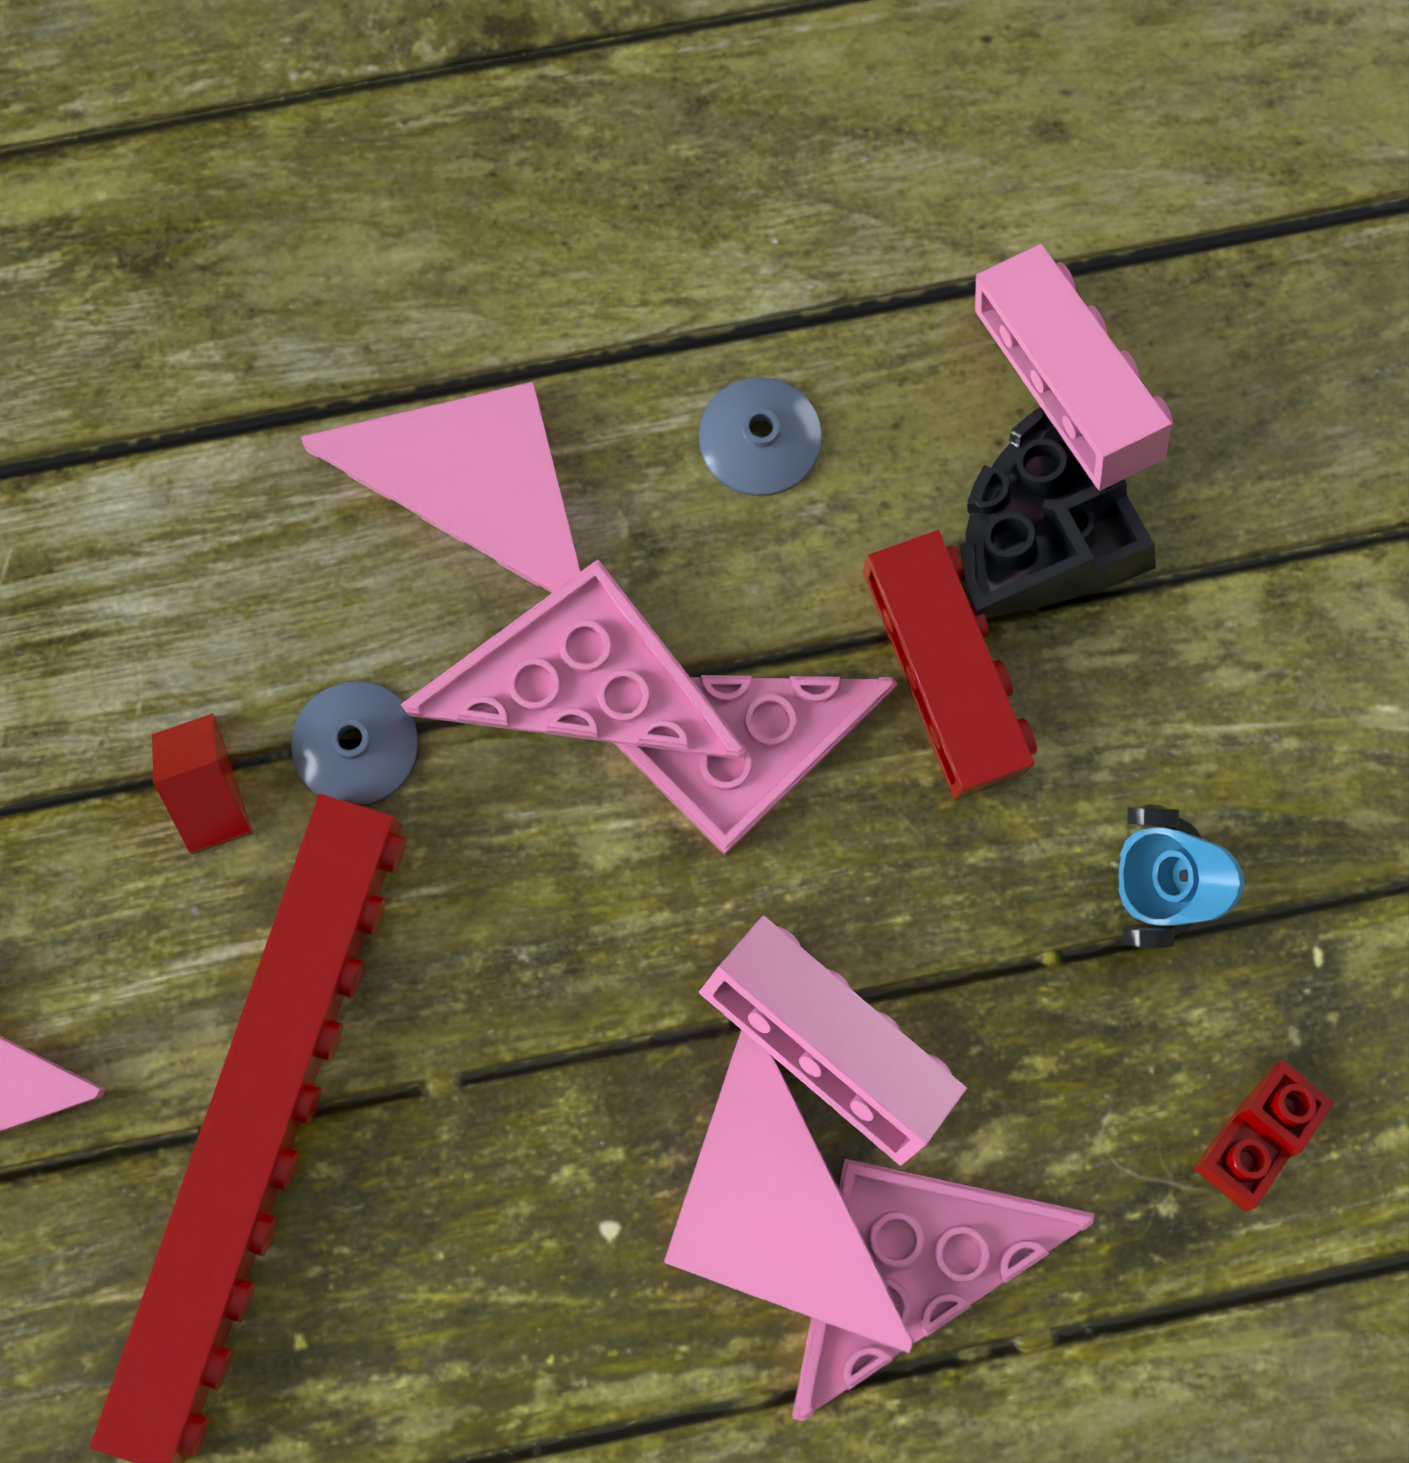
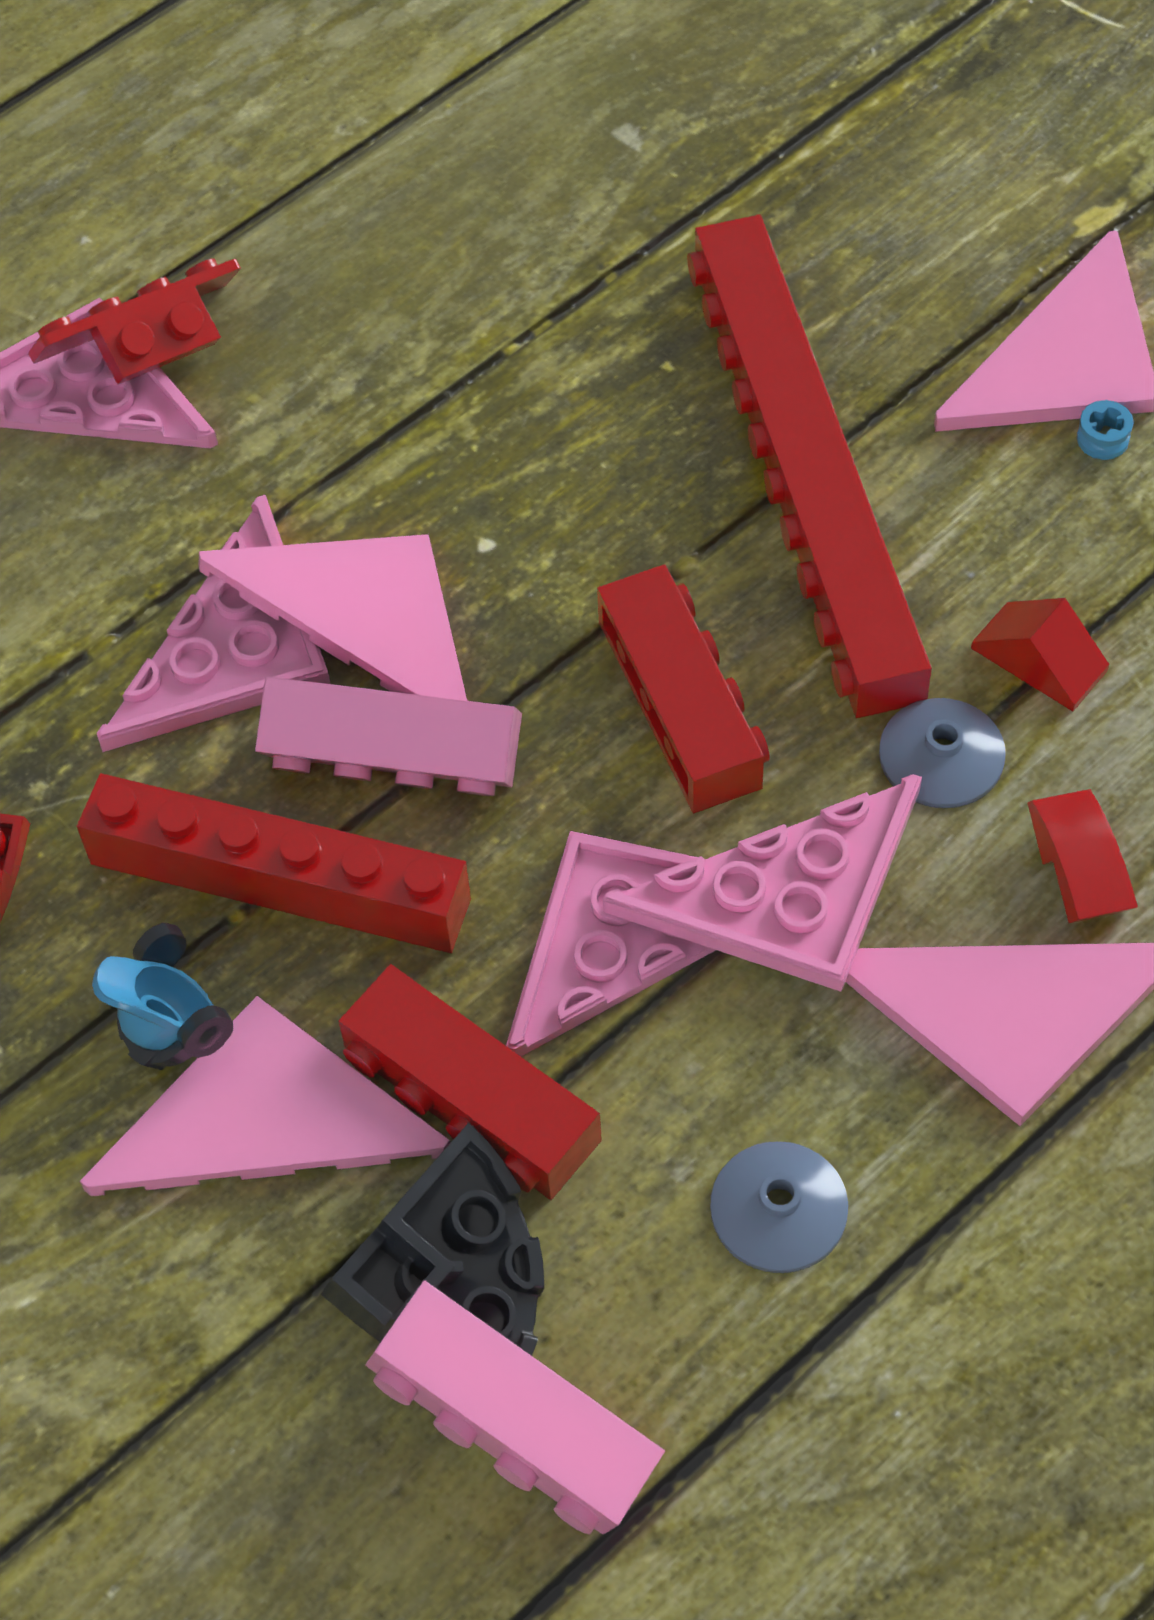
camera: 155 degrees right, 20 degrees down
(317, 563) = (1085, 855): none -> red slope
(539, 934) = (682, 688): none -> red brick
(1007, 972) = (276, 862): none -> red brick
(1124, 748) = (260, 1111): none -> bright pink tile

